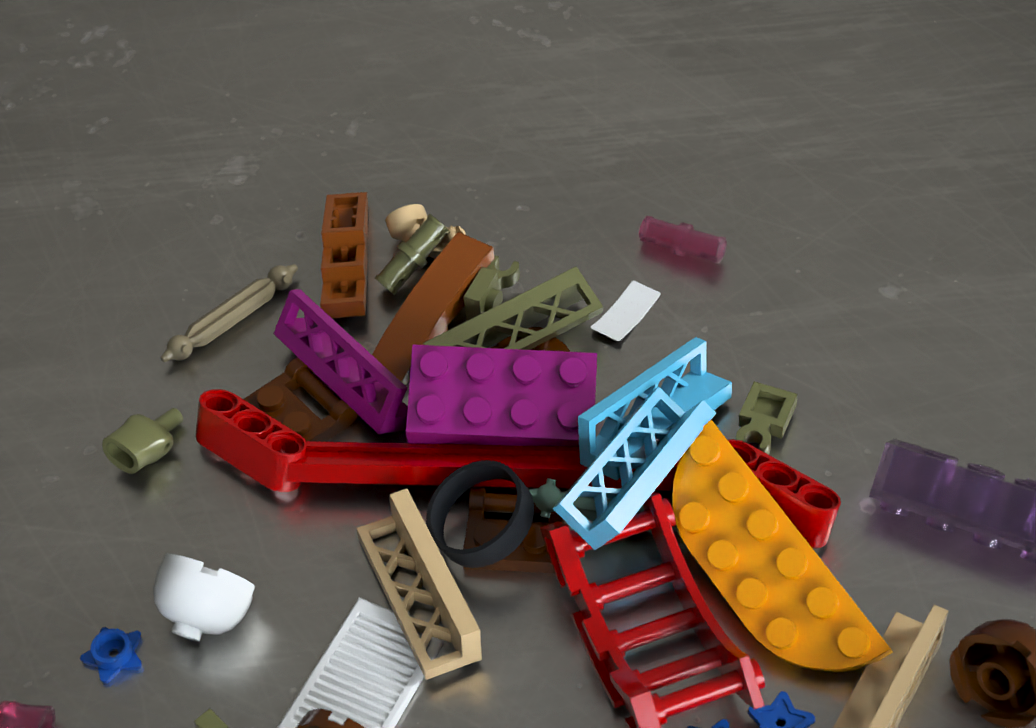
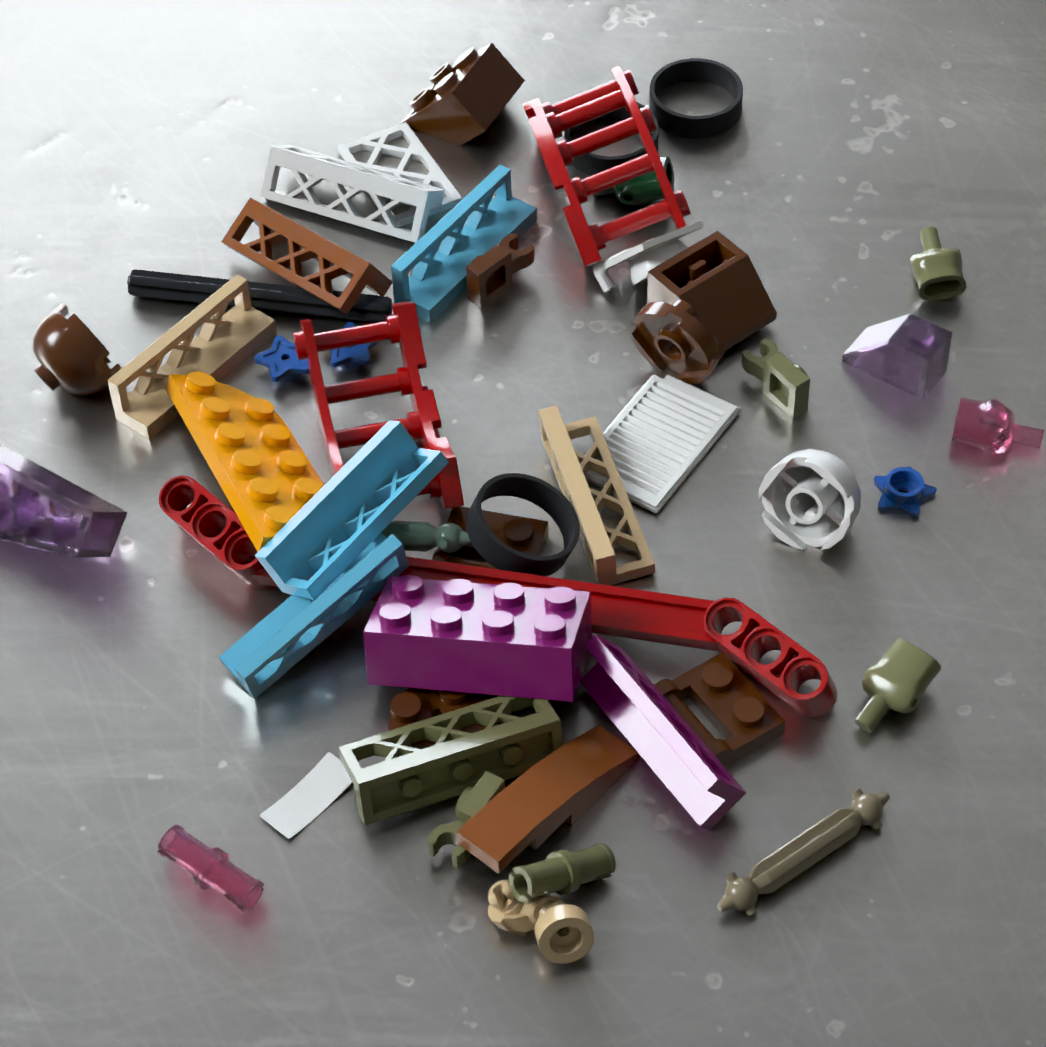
camera: 175 degrees left, 0 degrees up
(345, 255) = (652, 917): dark orange slope -> none
(765, 415) = (195, 628): olive plate -> none

